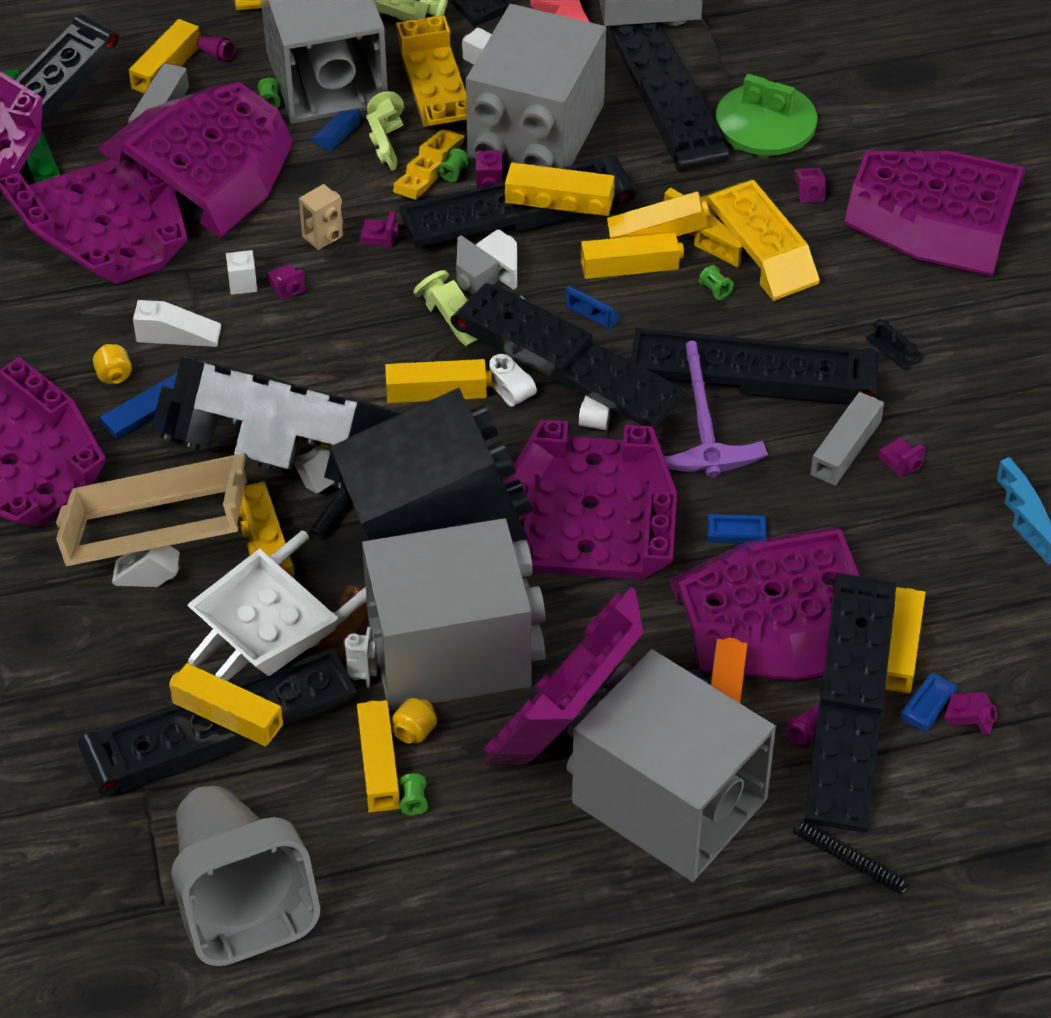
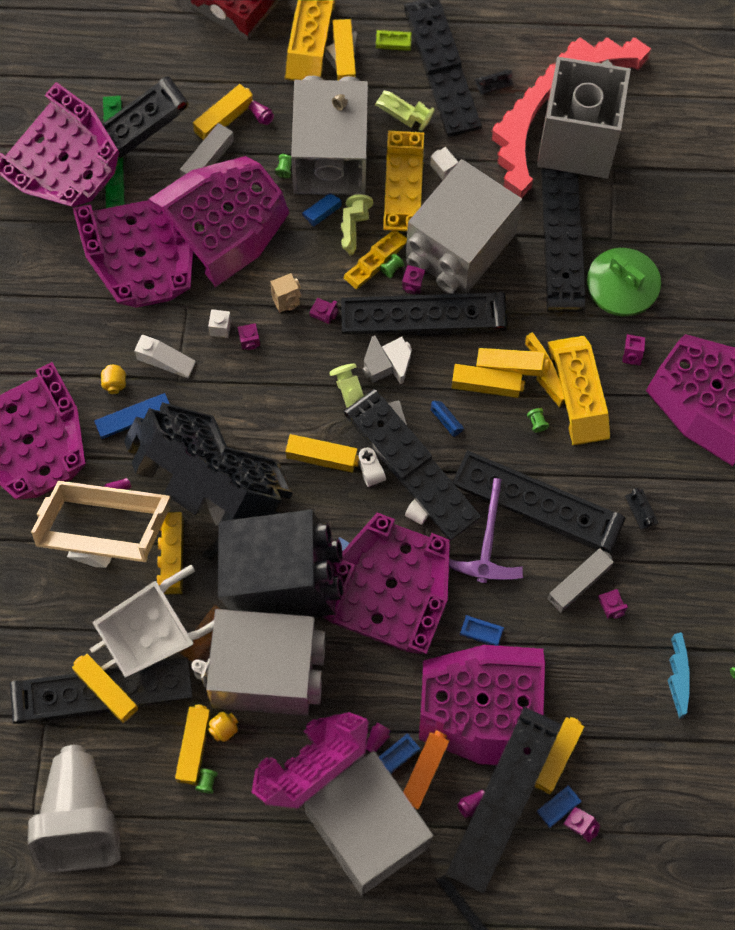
camera: 15 degrees right, 20 degrees up
(559, 189) = (452, 318): yellow brick -> none

